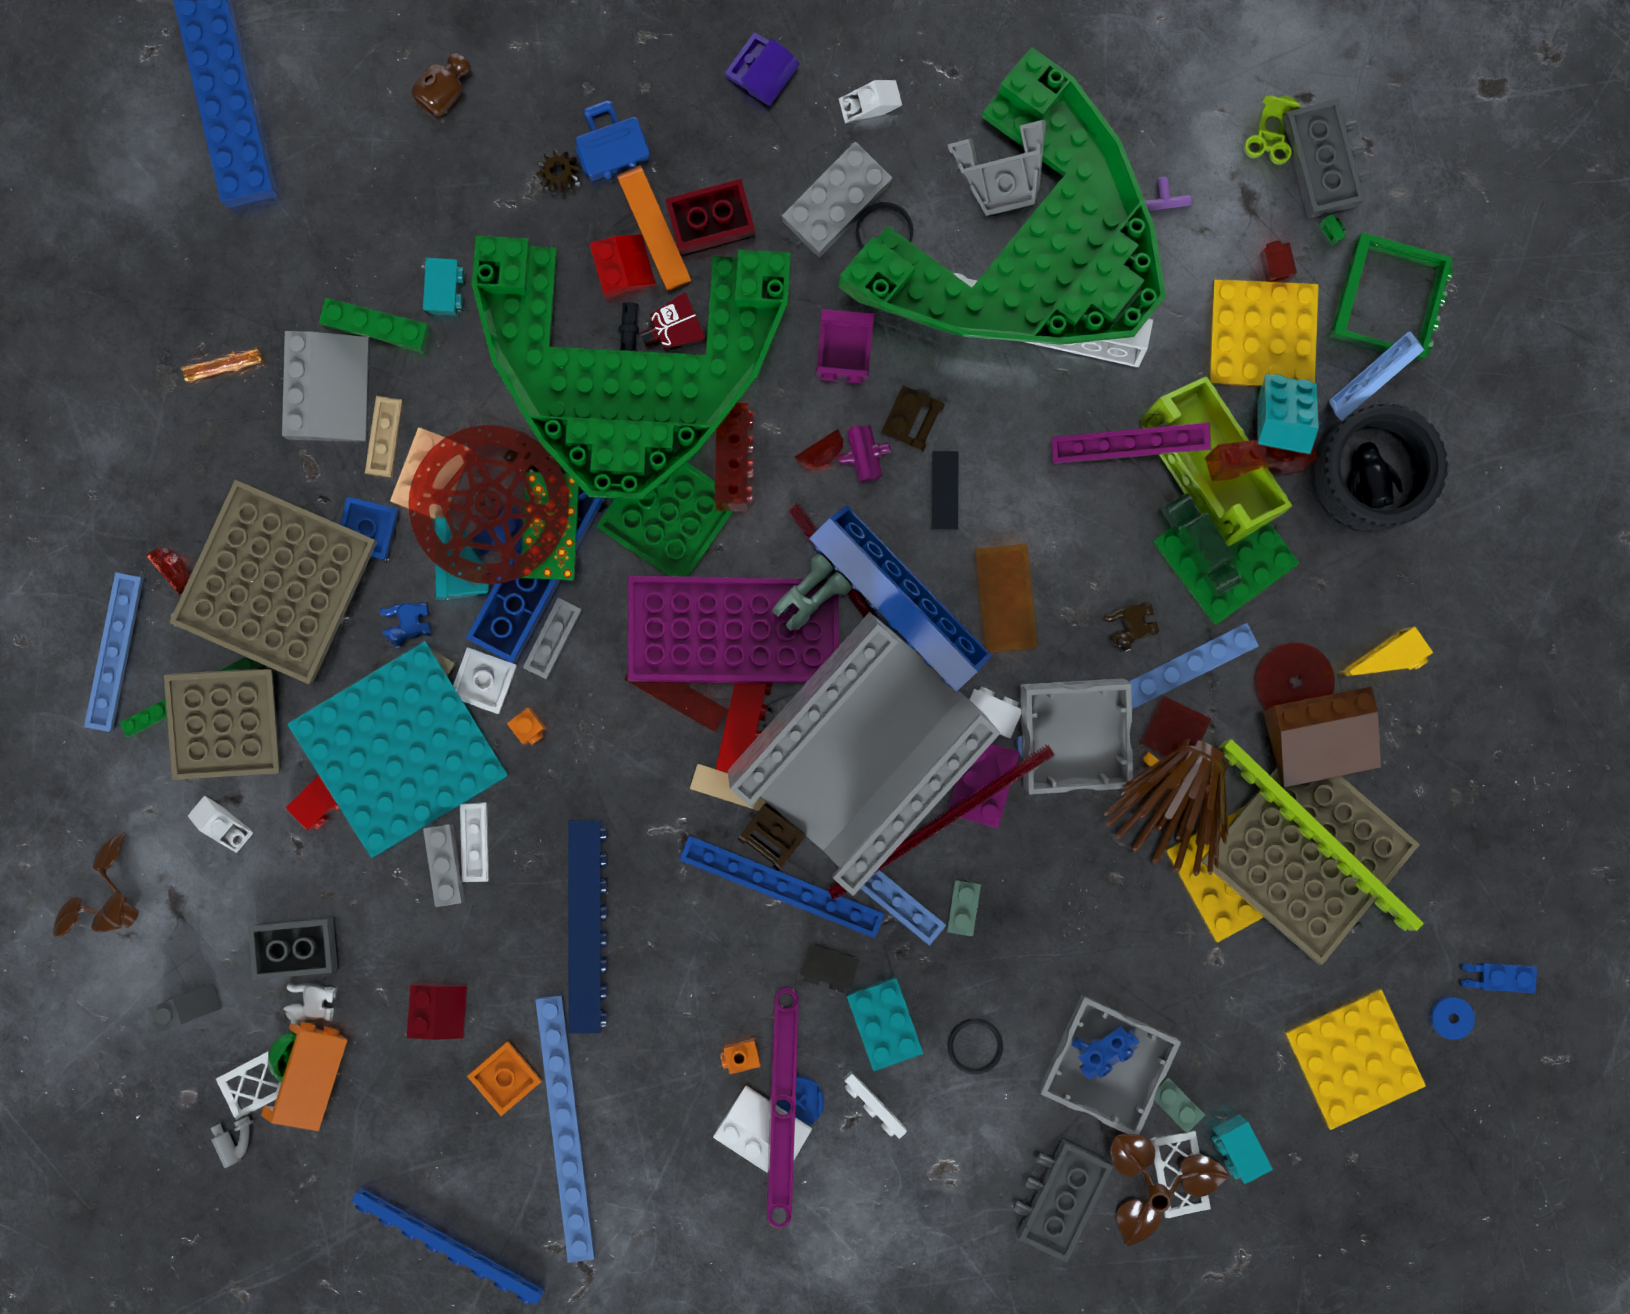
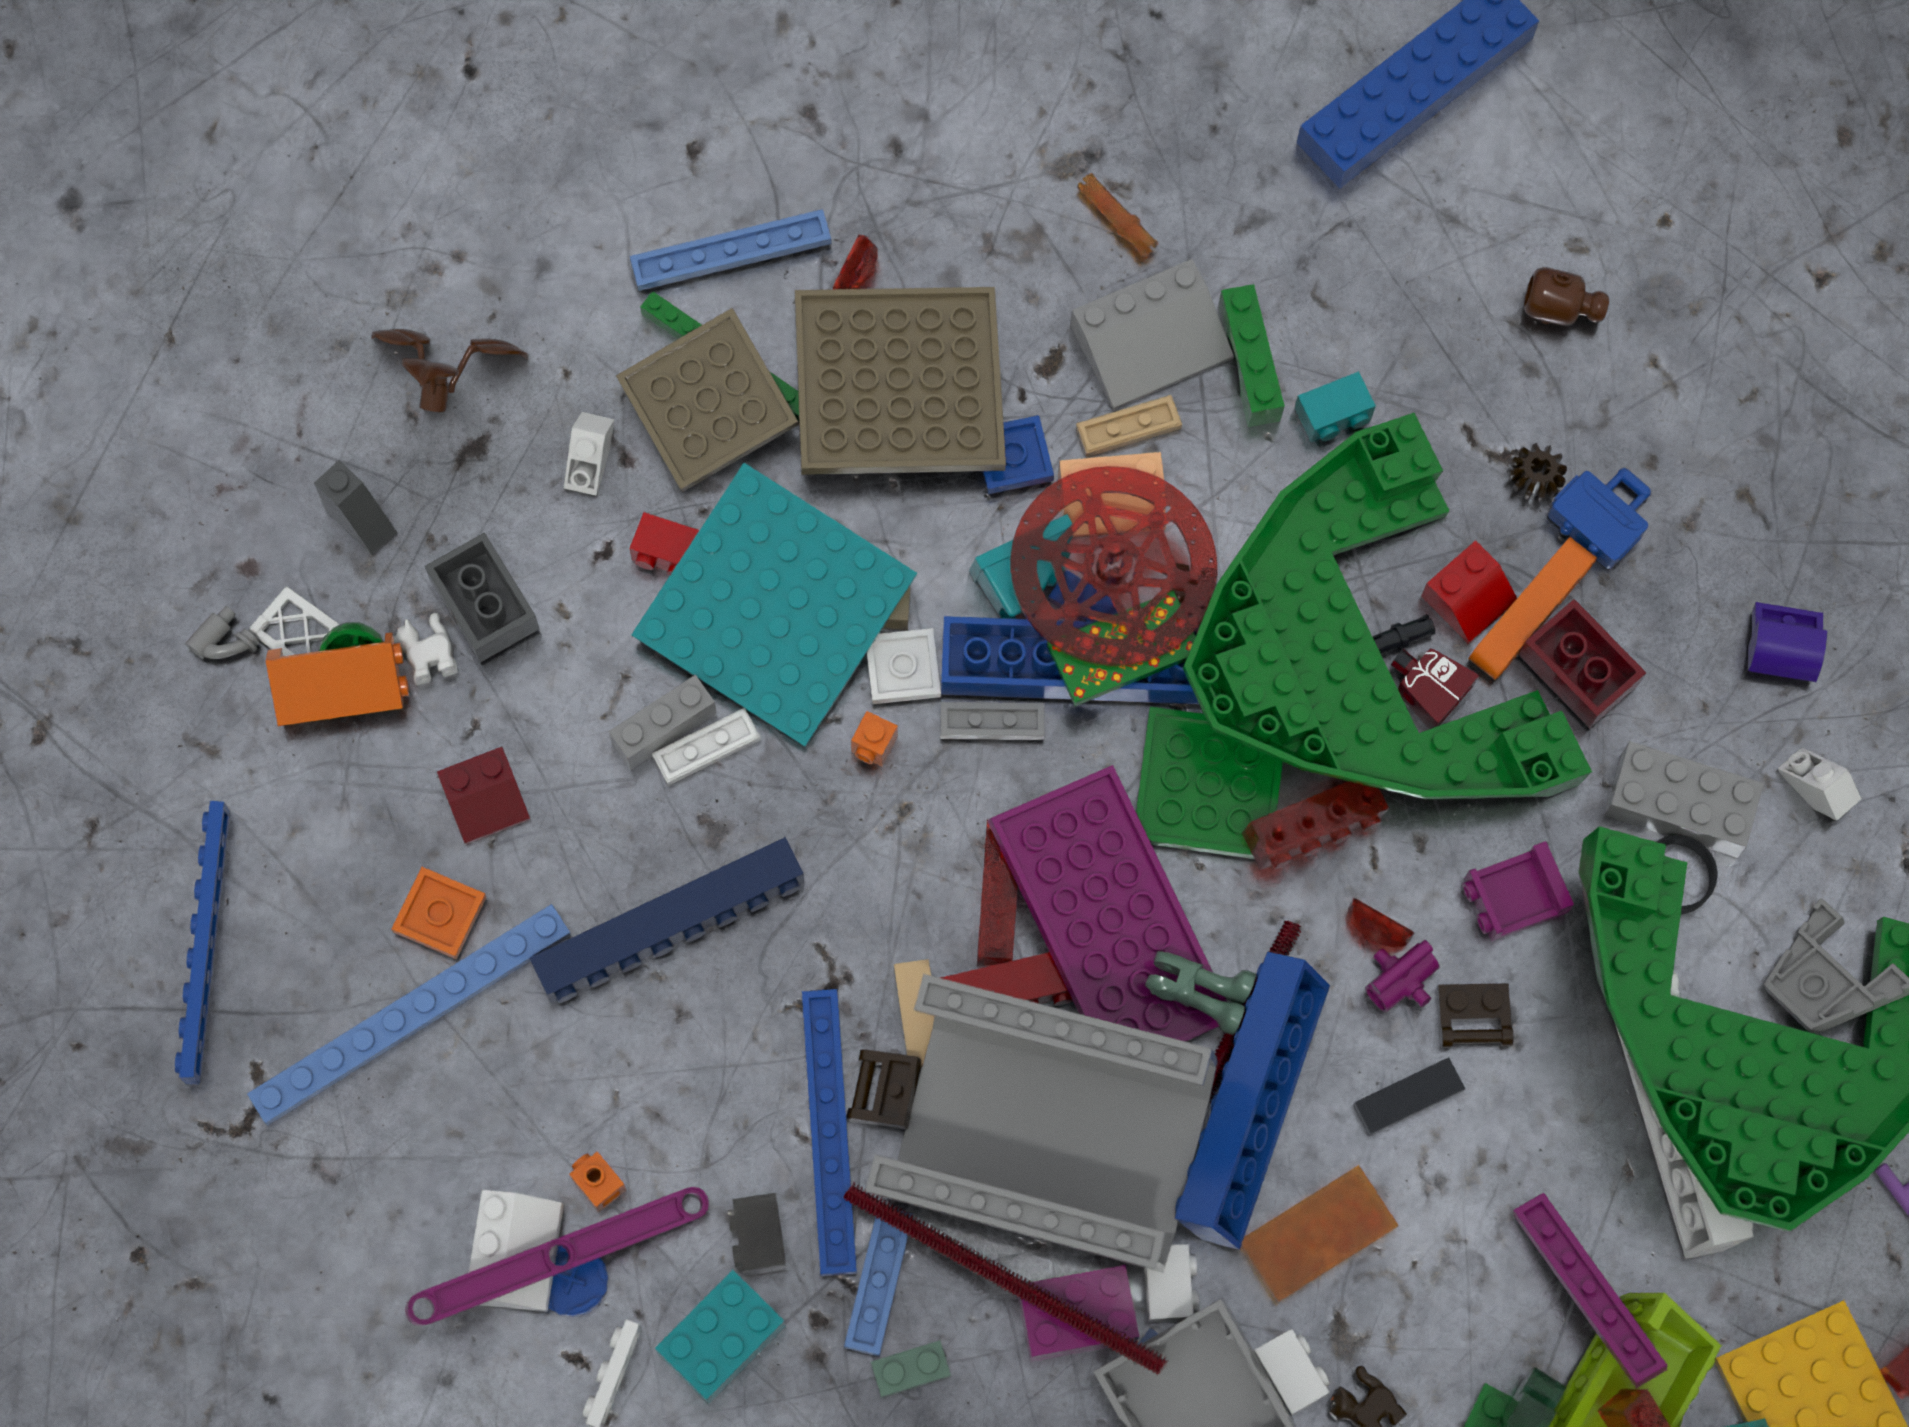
camera: 65 degrees right, 15 degrees down
(410, 623) = (932, 550): blue animal -> none
(1087, 663) = (1292, 1371): none -> white brick

